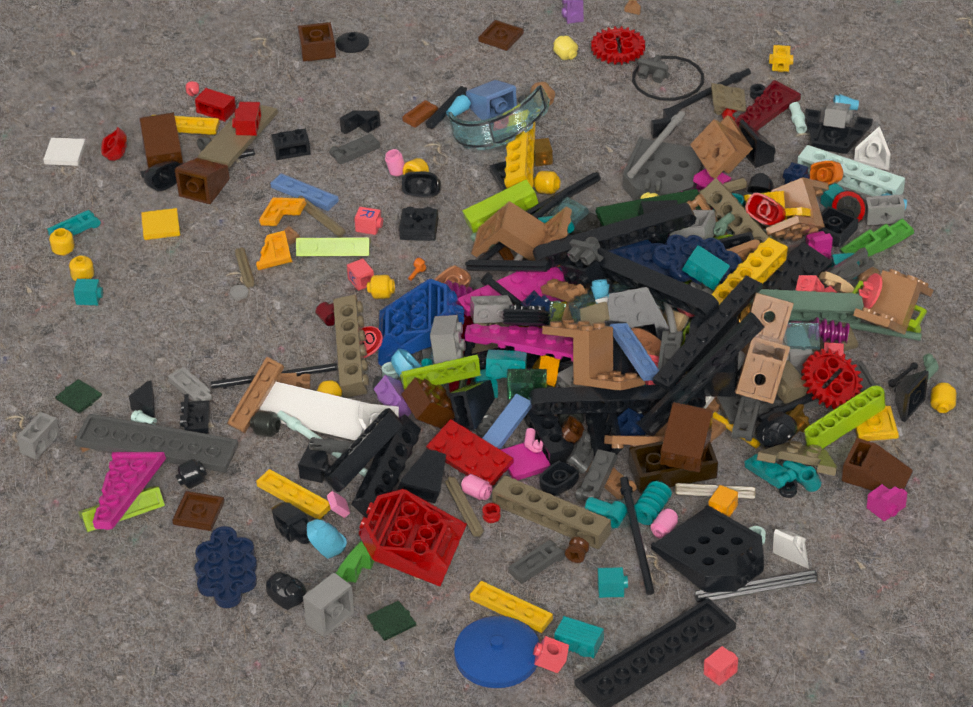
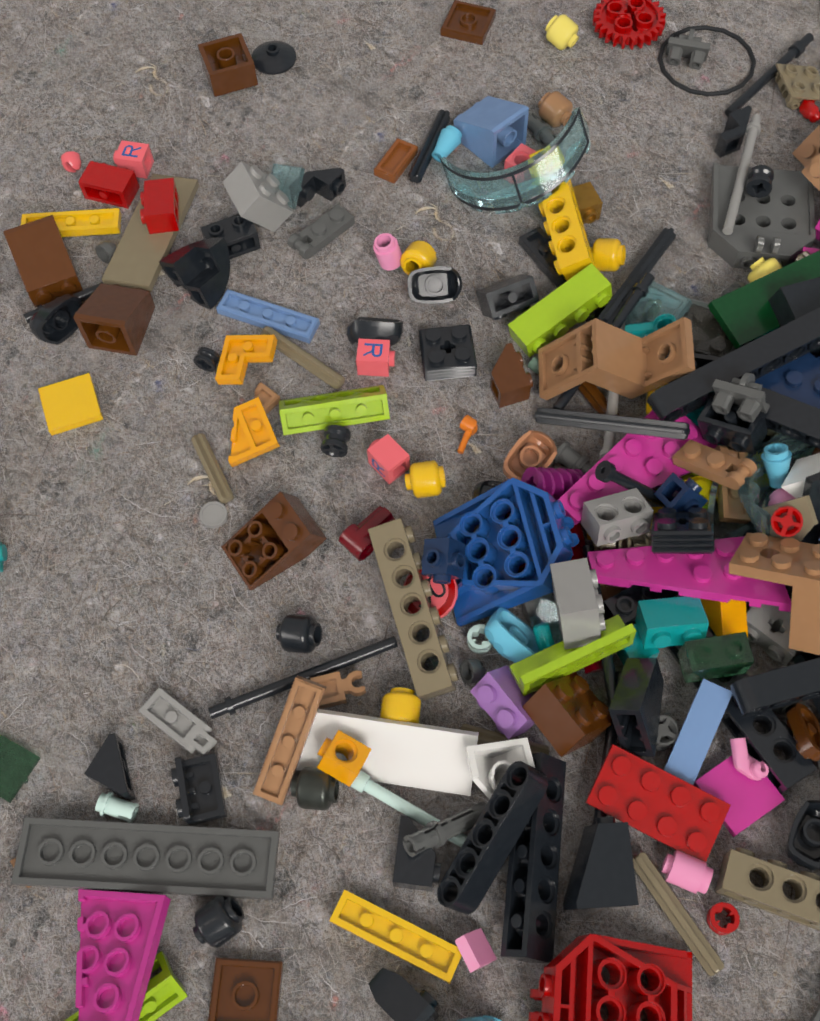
camera: 10 degrees left, 20 degrees up
(237, 89) = (134, 157): none -> coral brick
(256, 209) = (206, 359): none -> black bush
(265, 158) = (200, 269): none -> black brick
(274, 306) = (273, 540): none -> reddish brown slope
(277, 351) = (299, 633): none -> black head
(285, 403) = (353, 750): none -> light orange brick
(315, 120) = (258, 196): none -> light grey brick
(329, 261) = (335, 441): none -> black wheel
(335, 117) = (290, 181): none -> clear light blue piece
(367, 201) = (375, 329): none -> black piece
(375, 317) = (443, 559): none -> dark blue brick
(454, 242) = (508, 378): none -> reddish brown slope
(467, 196) = (507, 296): none -> black brick
(588, 308) = (786, 525): none -> red wheel
(663, 148) = (760, 181): none -> black wheel

